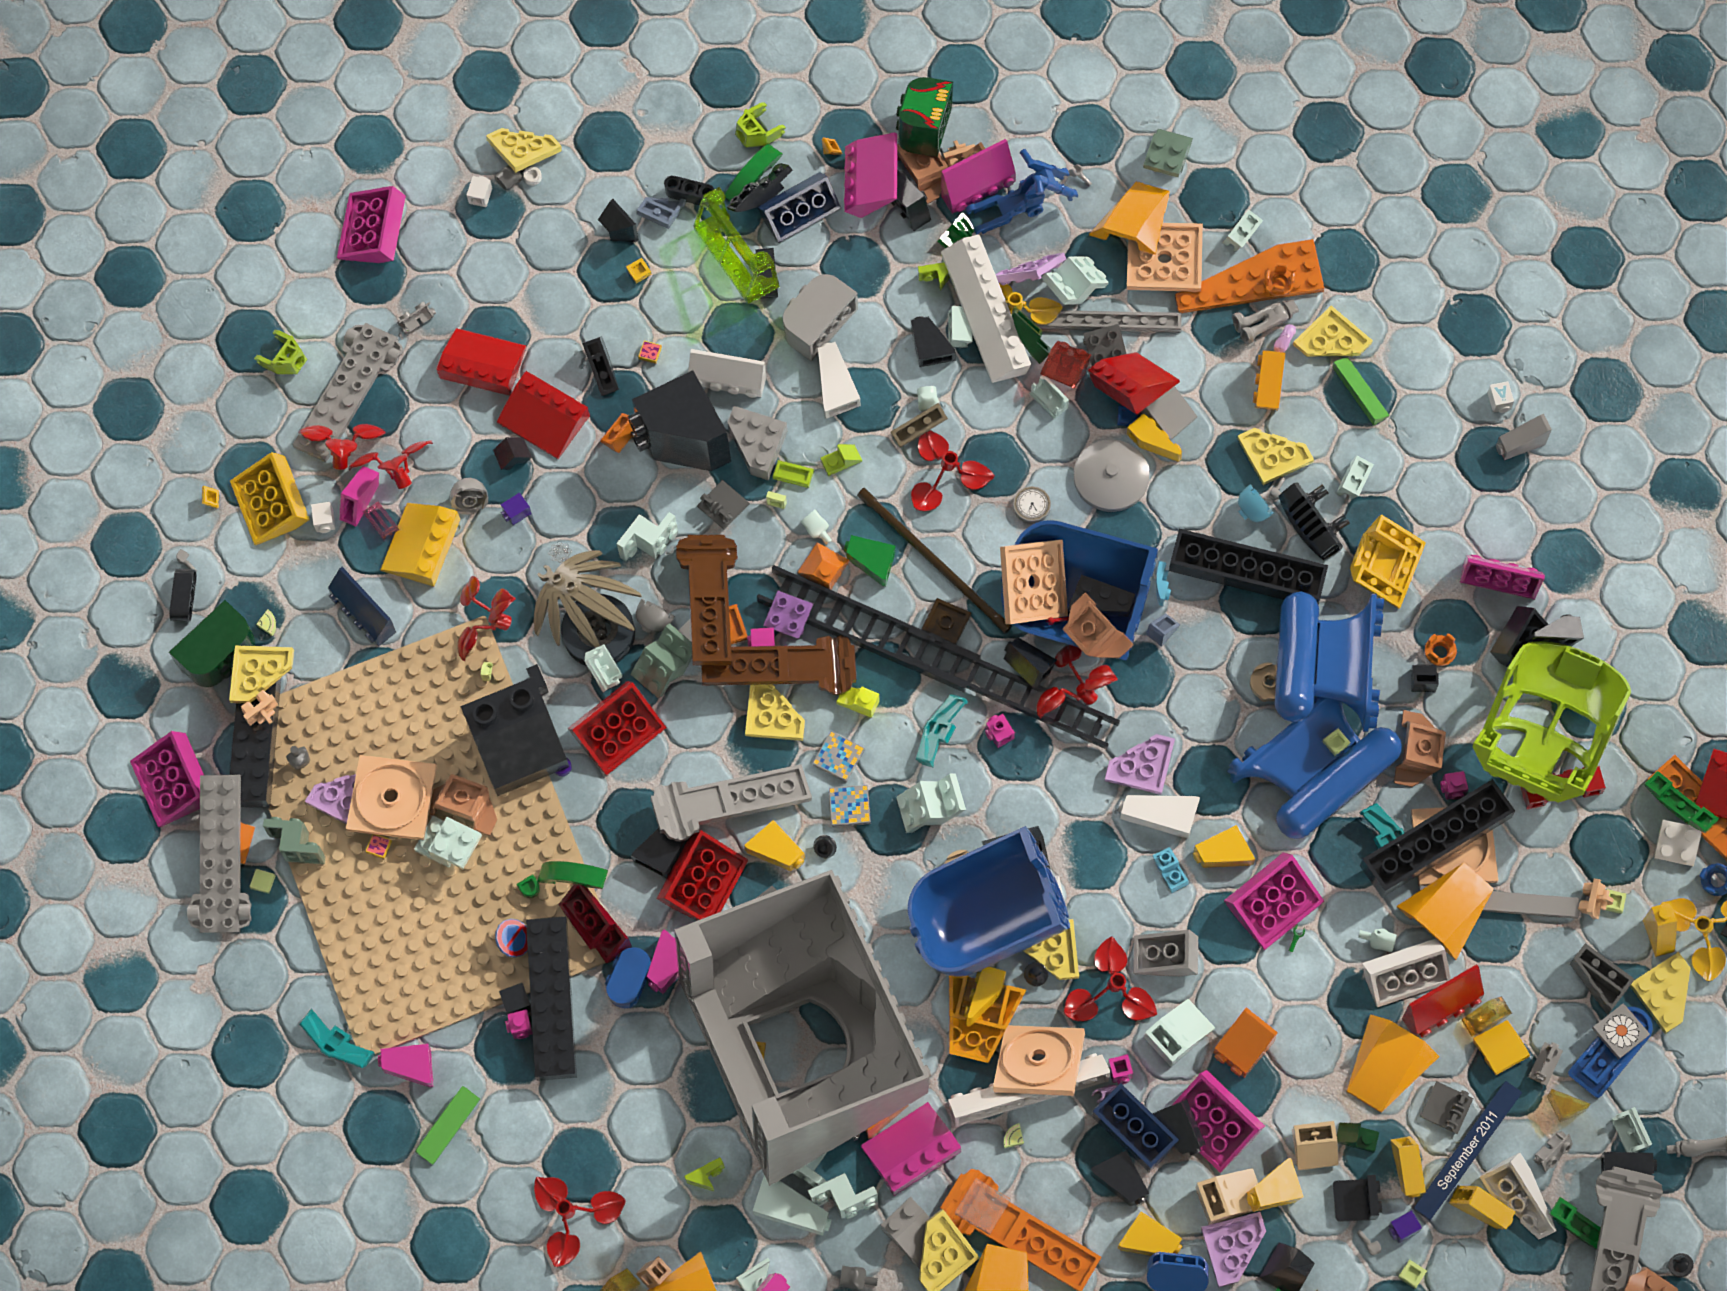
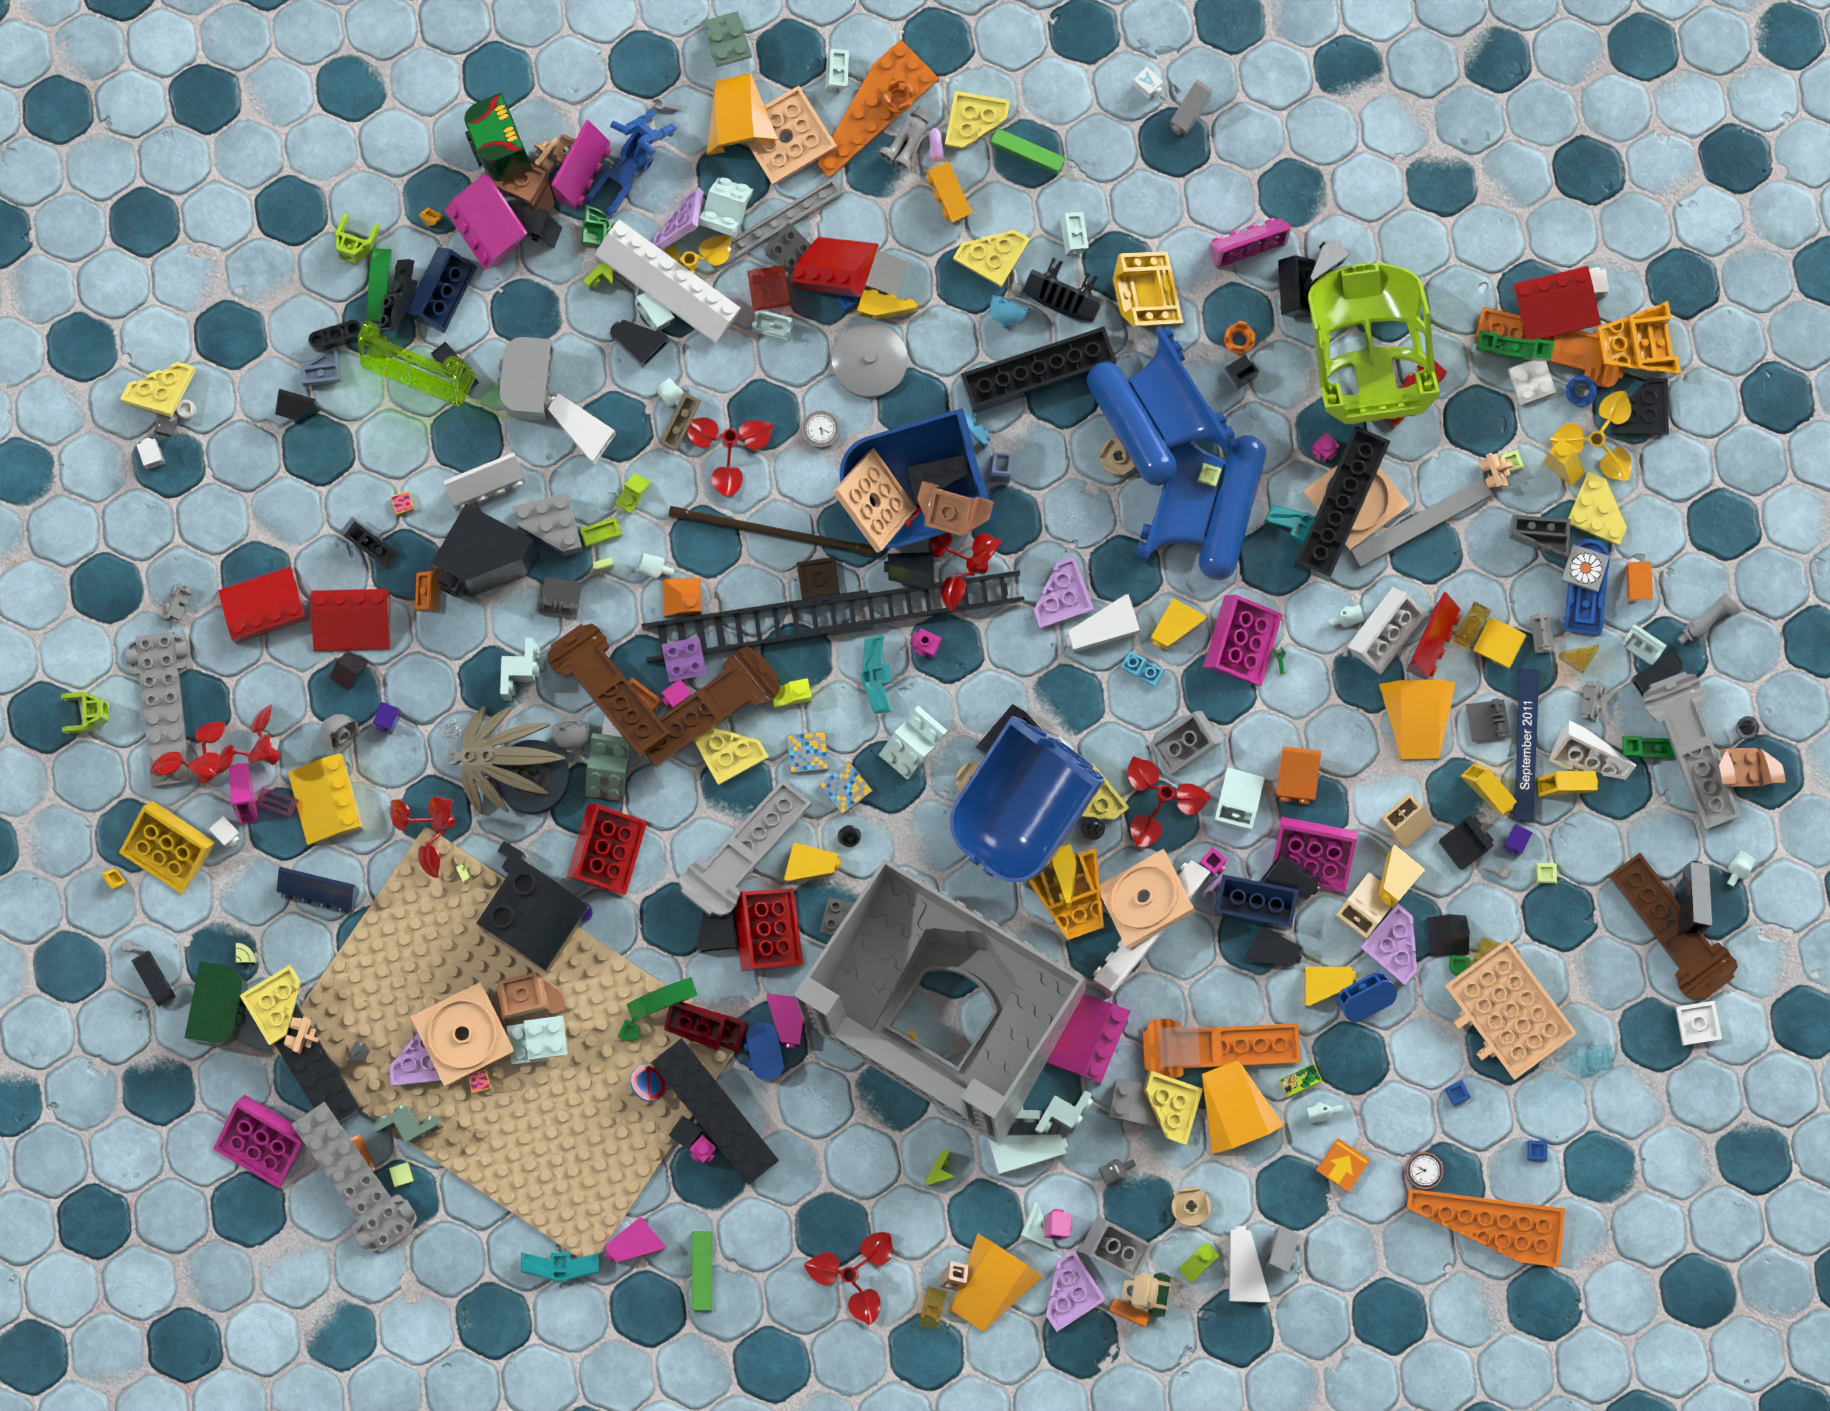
camera: 35 degrees left, 10 degrees up
(371, 225) = (77, 545): dark pink slope -> none
(603, 667) = (561, 807): light aqua hinge -> none
(638, 270) = (341, 436): yellow plate -> none
(871, 557) = (718, 563): green slope -> none
(1013, 1136) = (1163, 973): yellowish green tile -> none
(1030, 336) = (723, 282): dark green slope -> none
(1356, 1136) = (1433, 791): dark green slope -> none
(1421, 751) = (1279, 434): nougat piece -> none
(1449, 907) = (1386, 553): light orange wedge -> none
(1663, 1073) = (1639, 581): none -> orange panel

